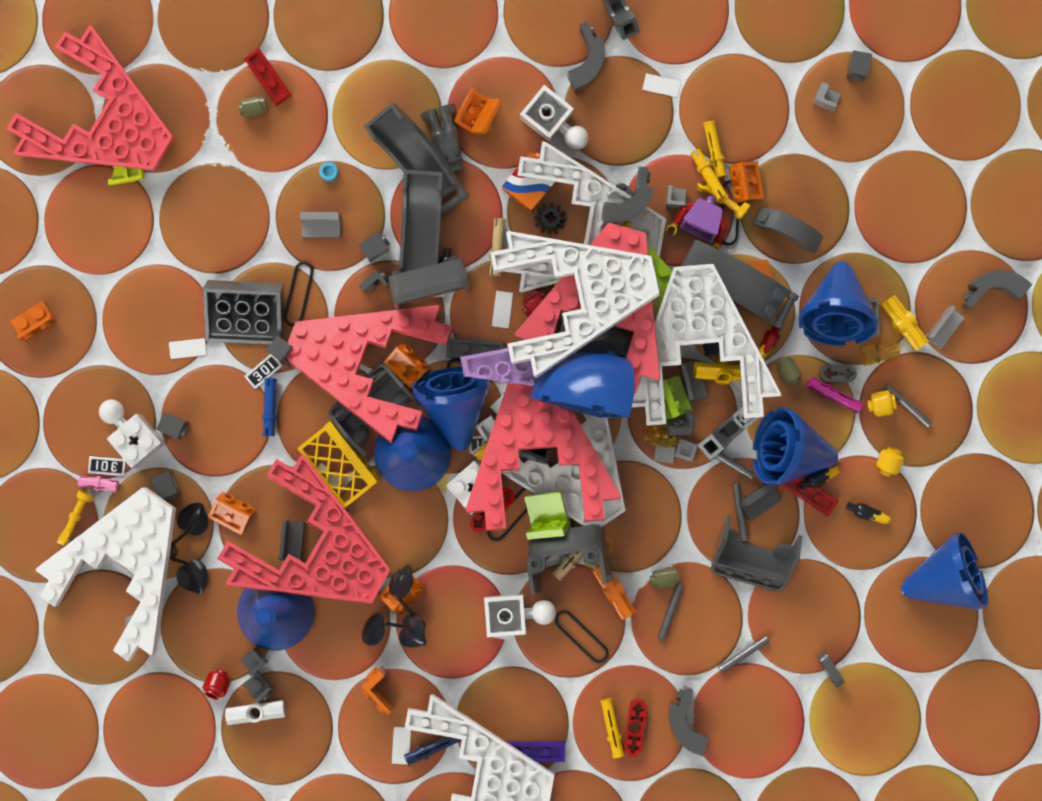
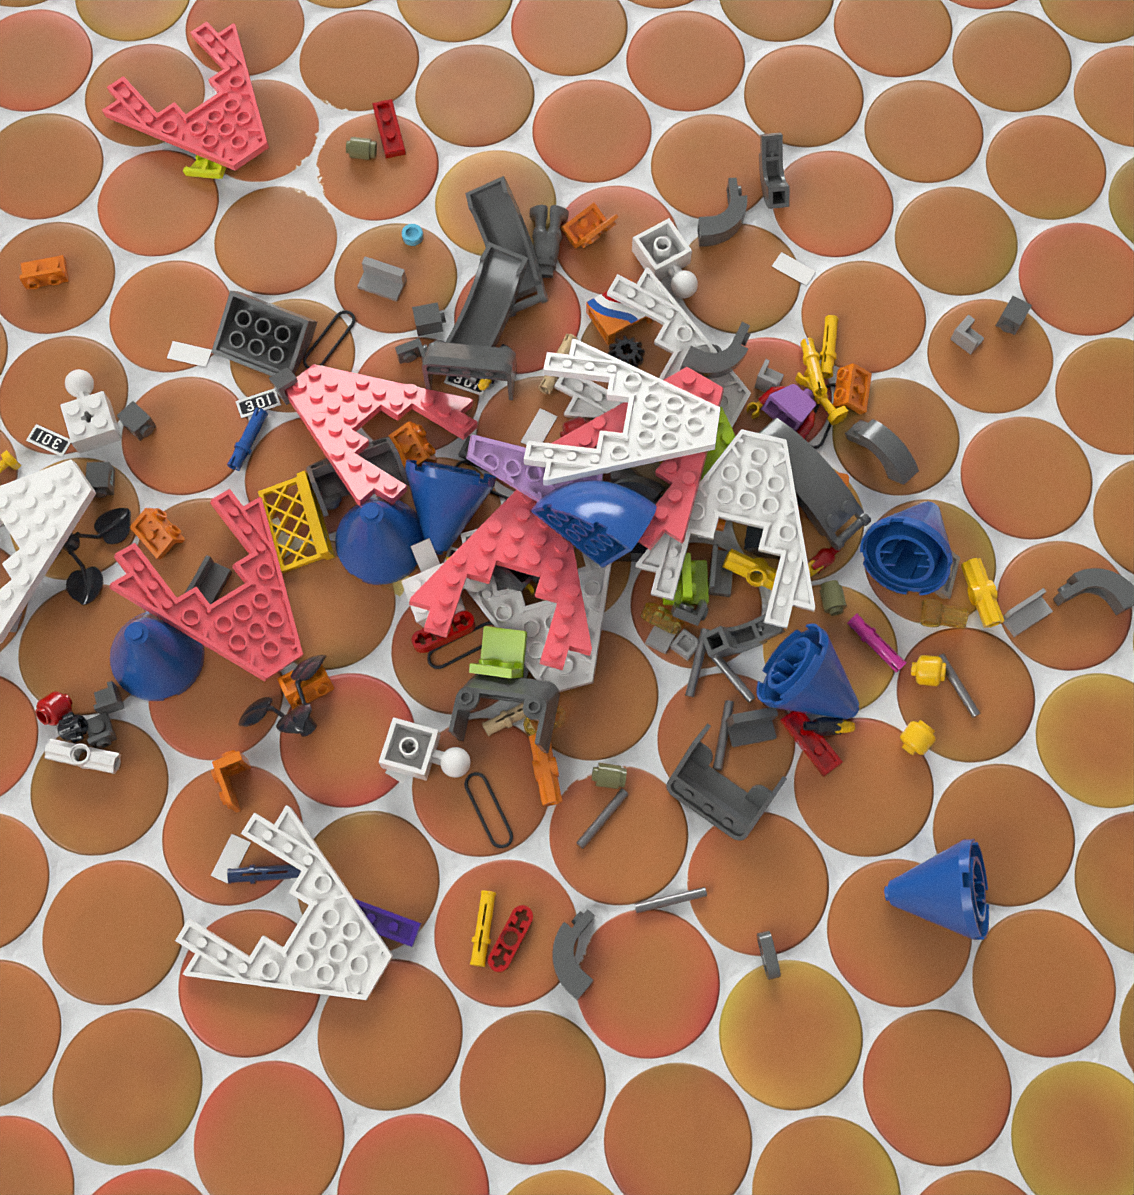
camera: 15 degrees right, 15 degrees down
(98, 483) = (30, 453): bright pink pin -> none
(238, 694) = (72, 727): none -> black gear
(457, 458) = (425, 555): none -> white sticker
(700, 464) = (696, 667): none -> flat silver bar
(837, 378) = (888, 617): dark grey beam -> none
(866, 512) = (873, 788): black piece -> none

